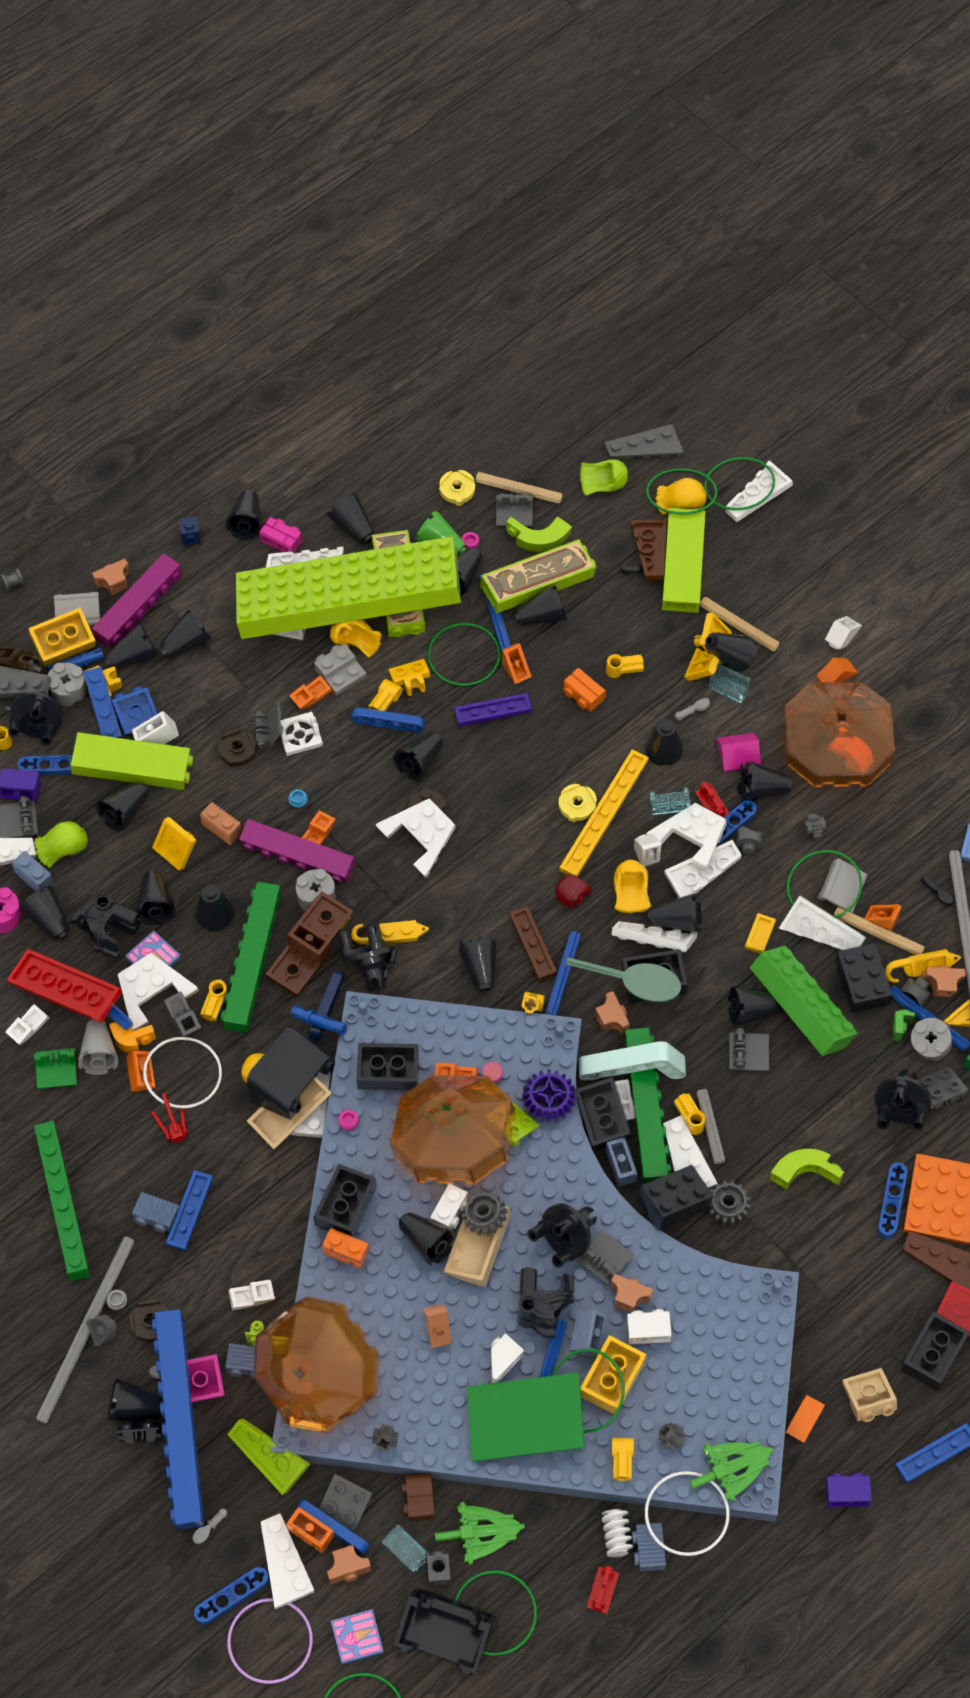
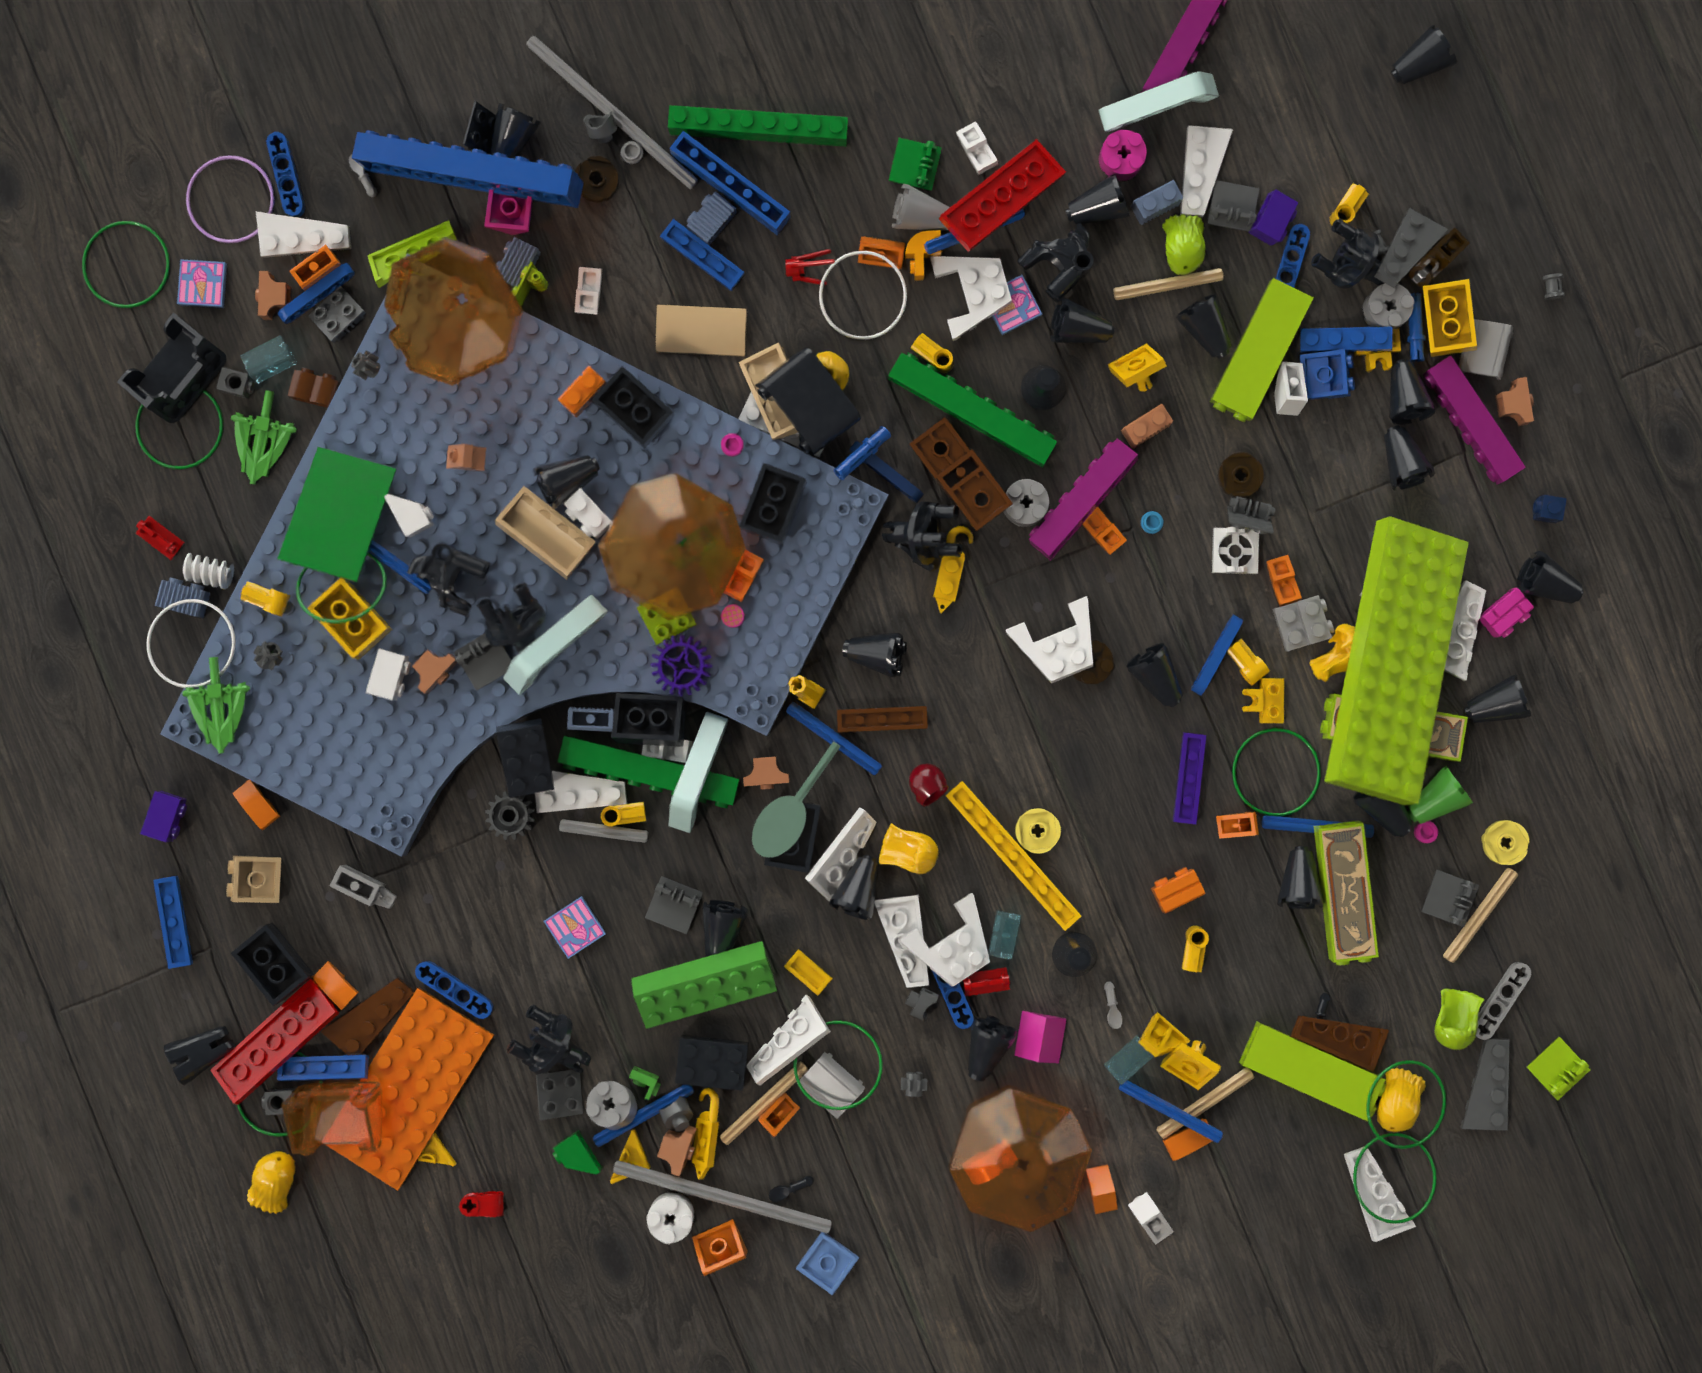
camera: 110 degrees right, 25 degrees up
(98, 847) = (1168, 284): none -> tan axle
(120, 1205) = (730, 183): none -> blue brick
(181, 1014) = (925, 313): dark grey brick -> none
(256, 1190) = (701, 330): none -> tan slope
(492, 1220) = (561, 558): dark grey gear -> none
(539, 539) = (1395, 914): lime arch -> none
(575, 1194) = (535, 657): none -> light aqua beam
(577, 451) = (1504, 1003): none -> light grey beam
(588, 1331) = (405, 610): sand blue brick -> none
(612, 405) = (1558, 1068): none -> lime hinge
(647, 849) = (951, 886): white slope -> none
(732, 649) = (1164, 1078): black cone -> none
(756, 636) = (1171, 1111): none -> blue axle
(772, 625) = (1185, 1142): none -> orange slope
(799, 1122) = (575, 927): none -> tile
(805, 1161) = (528, 910): lime arch -> none
(838, 1300) = (362, 887): none -> light grey hinge
(931, 1296) = (334, 985): none -> orange slope

